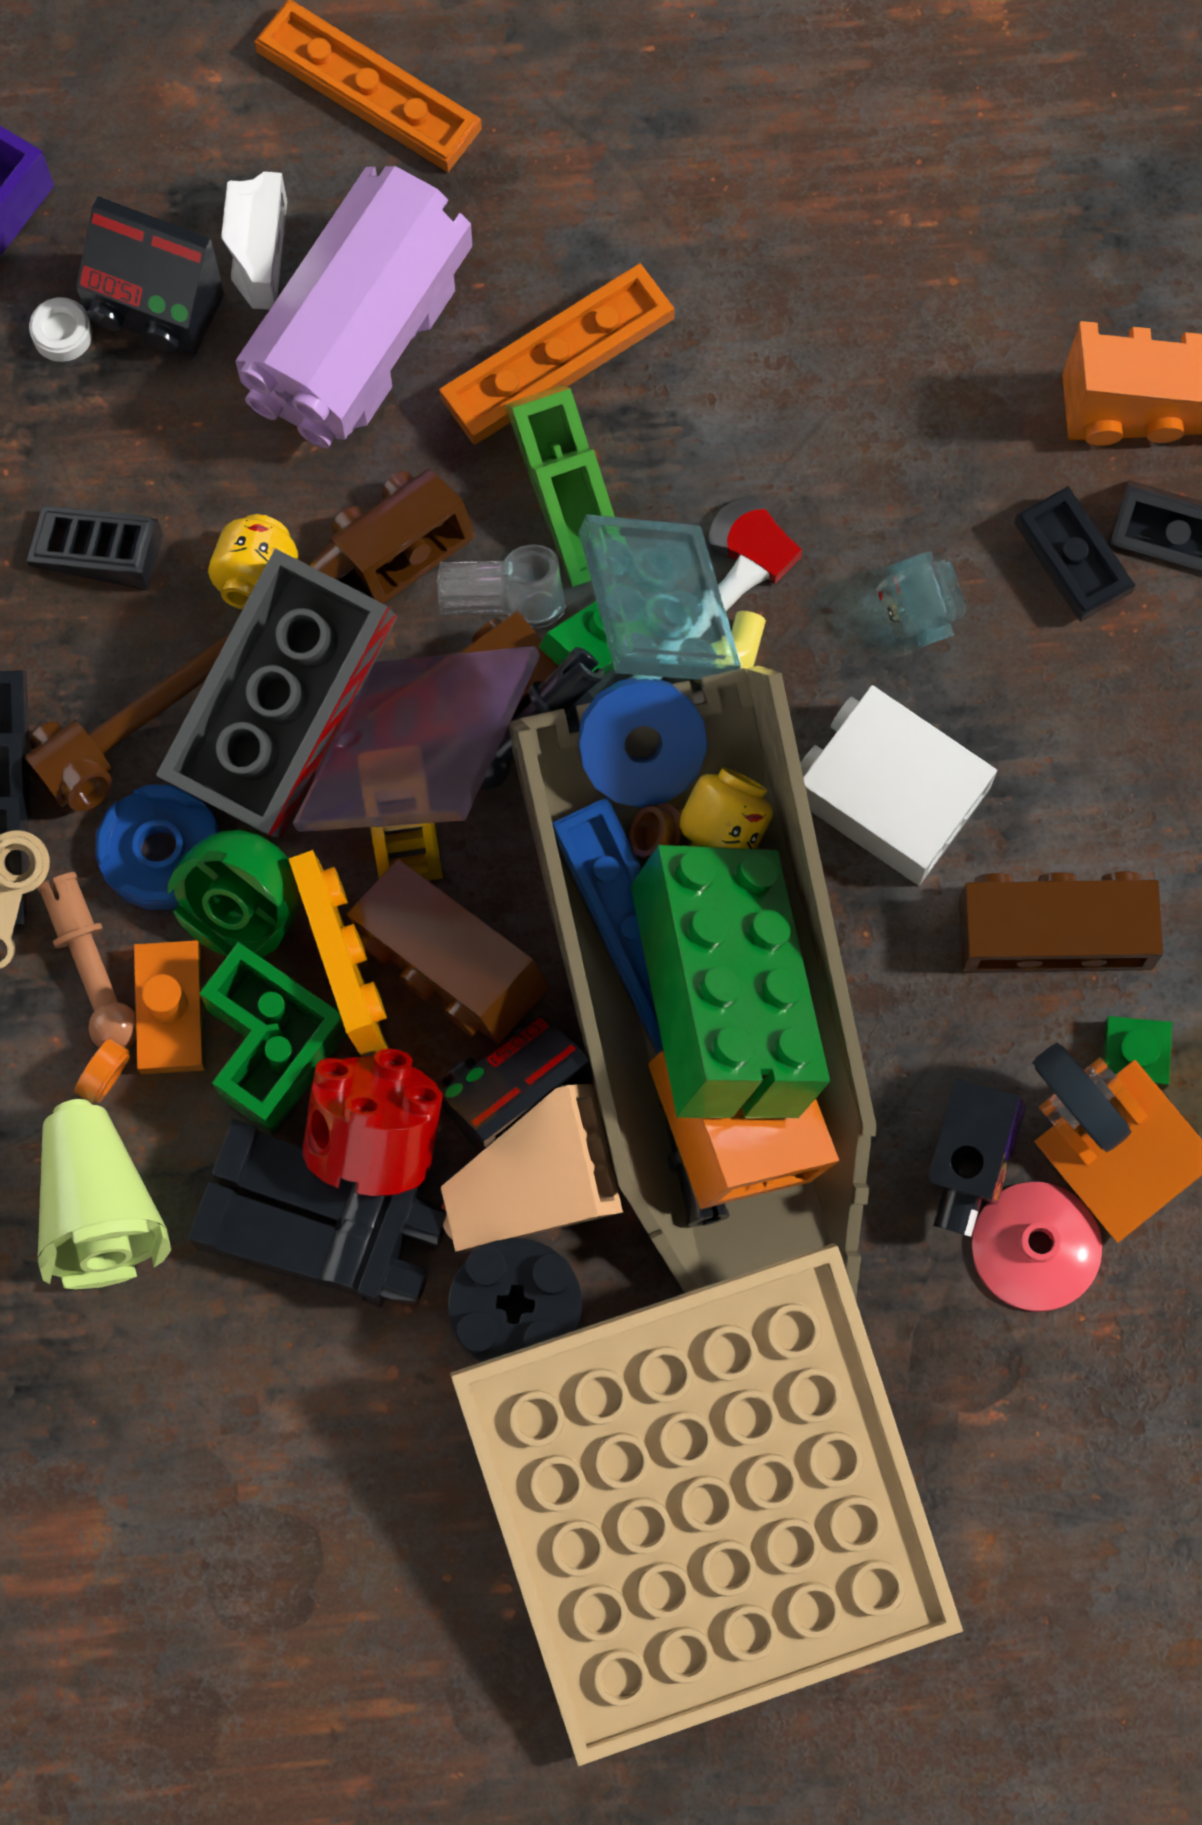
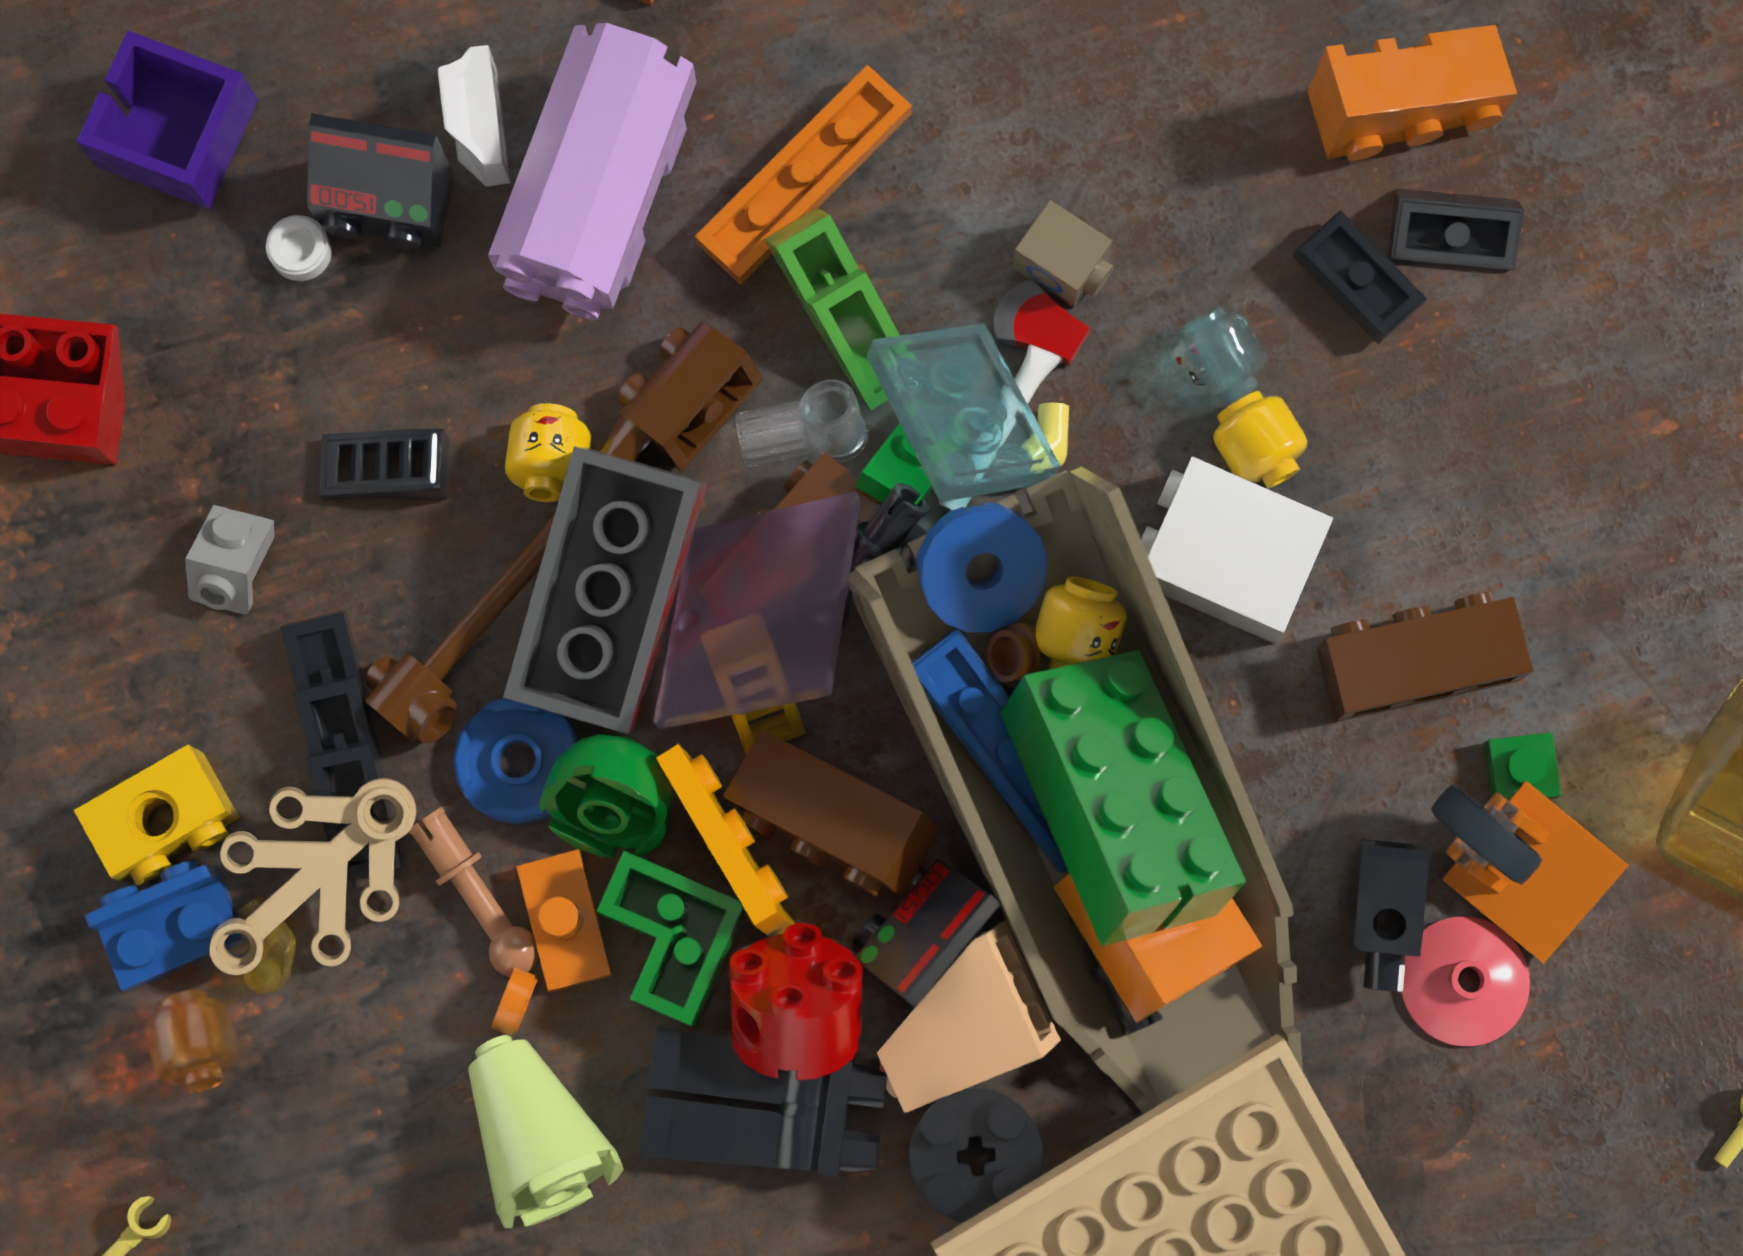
camera: 10 degrees left, 5 degrees up
(790, 476) = (1064, 255): none -> dark tan brick
(944, 685) = (1260, 439): none -> yellow head

